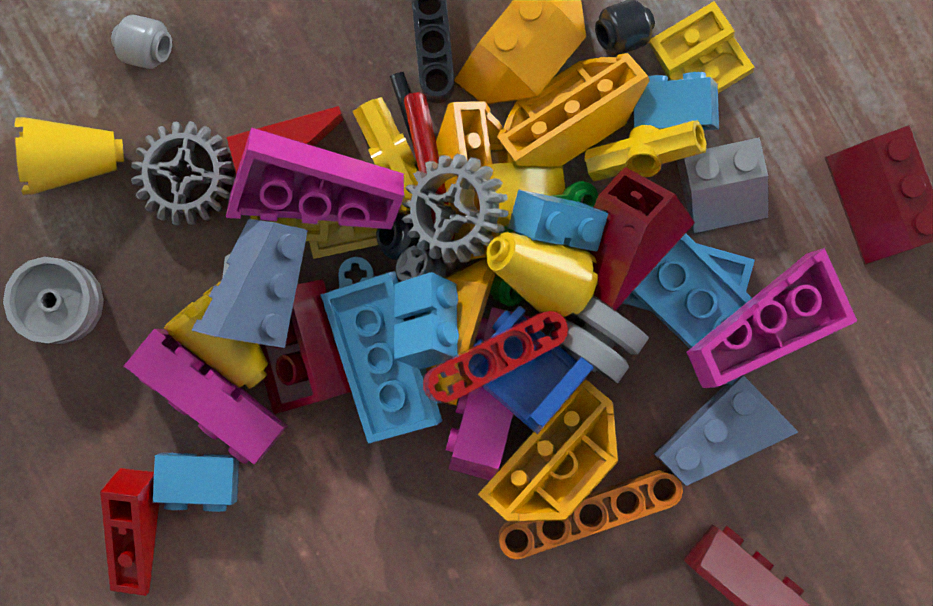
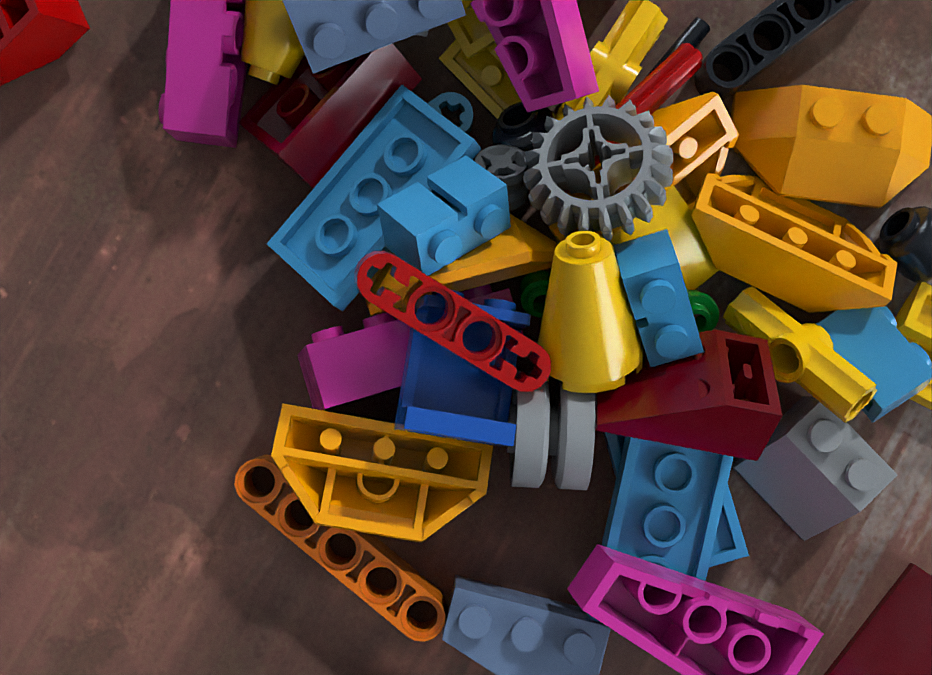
camera: 50 degrees right, 0 degrees up
(195, 480) = (108, 77): dark azure piece -> none

